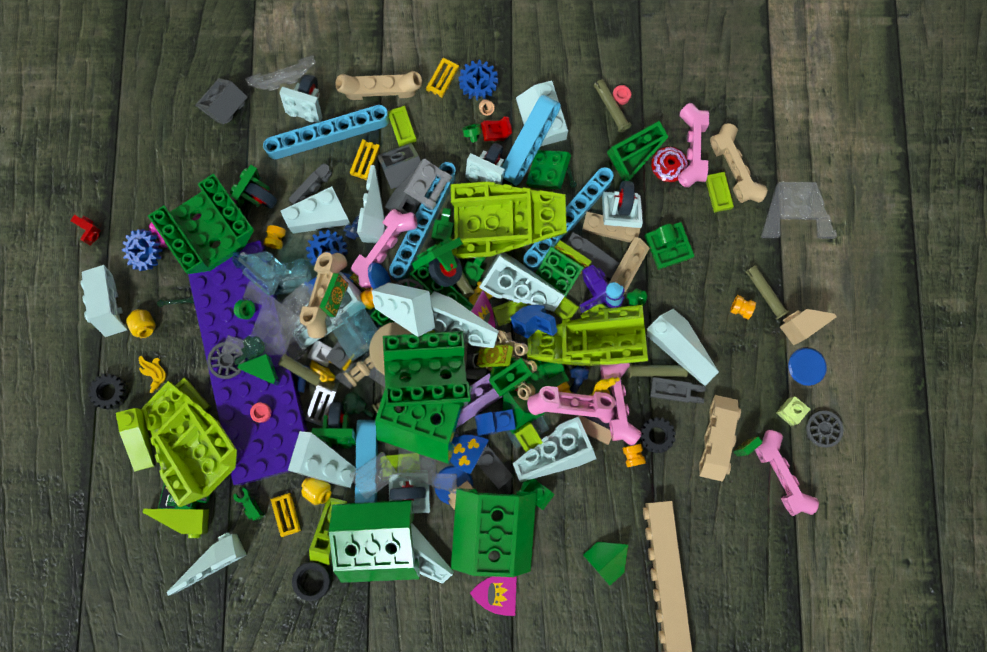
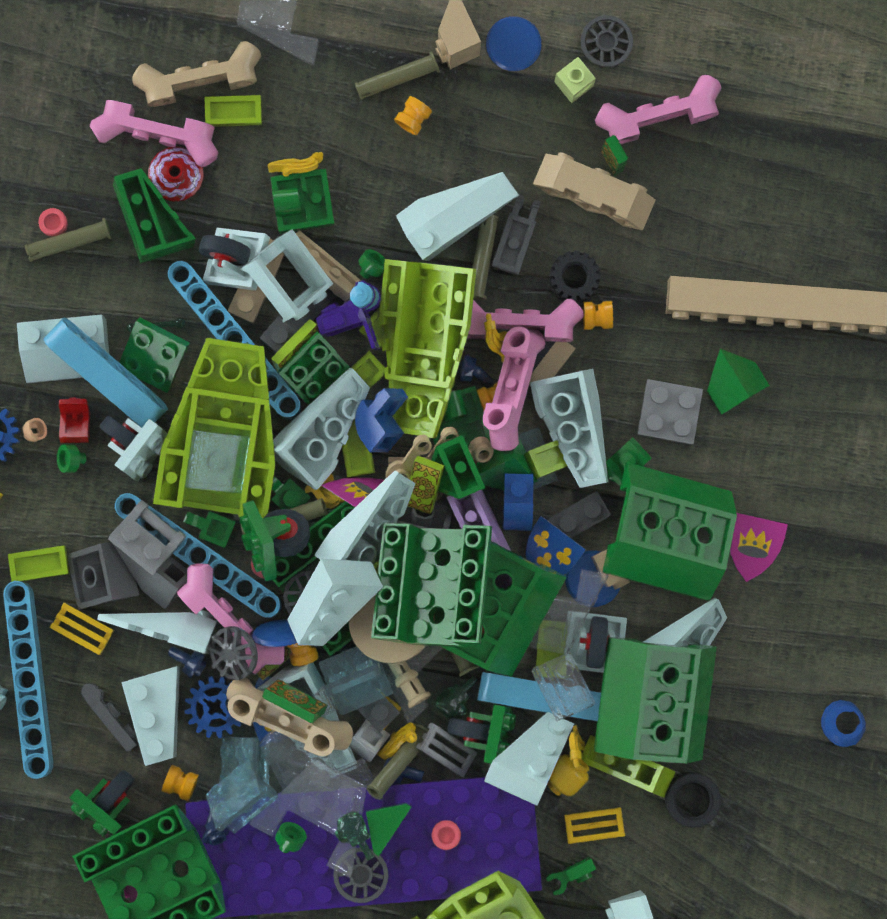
camera: 85 degrees left, 5 degrees up
(336, 491) = (576, 746): none -> yellow piece
(361, 249) = (233, 653): none -> dark grey wheel
(485, 218) = (217, 461): none -> clear light blue tile
(577, 518) = (669, 412): none -> light grey plate
(627, 252) = (304, 264): none -> light aqua window
(692, 238) = (290, 166): none -> yellow piece

